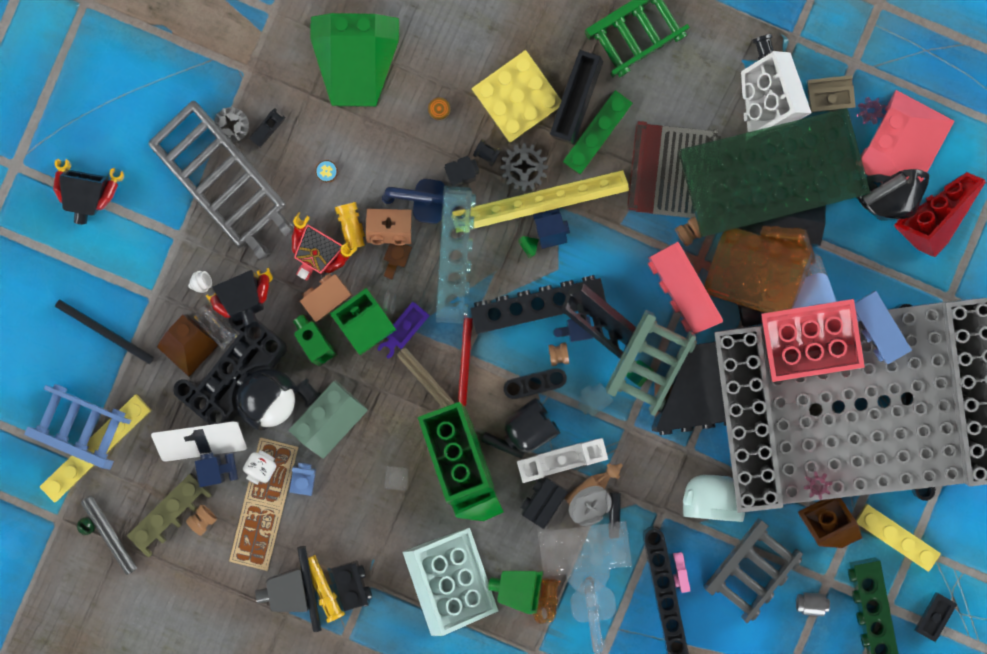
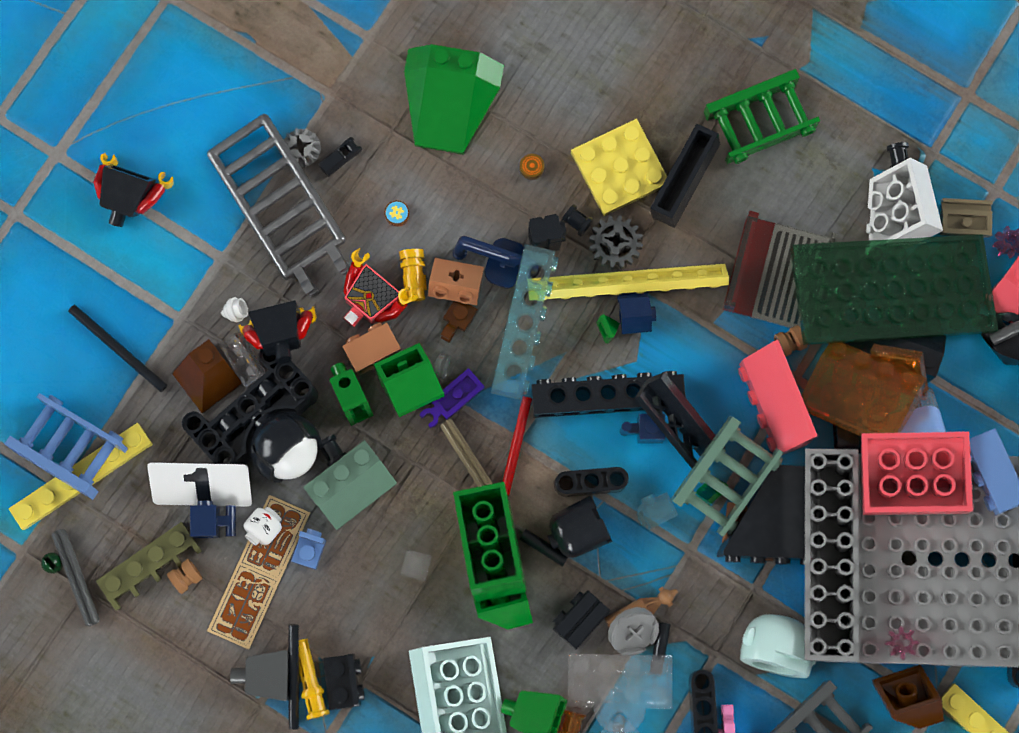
camera: 10 degrees right, 10 degrees down
(558, 354) = (623, 453): medium nougat wheel -> none
(562, 459) = (609, 574): white slope -> none
(597, 132) = (702, 219): green plate -> none

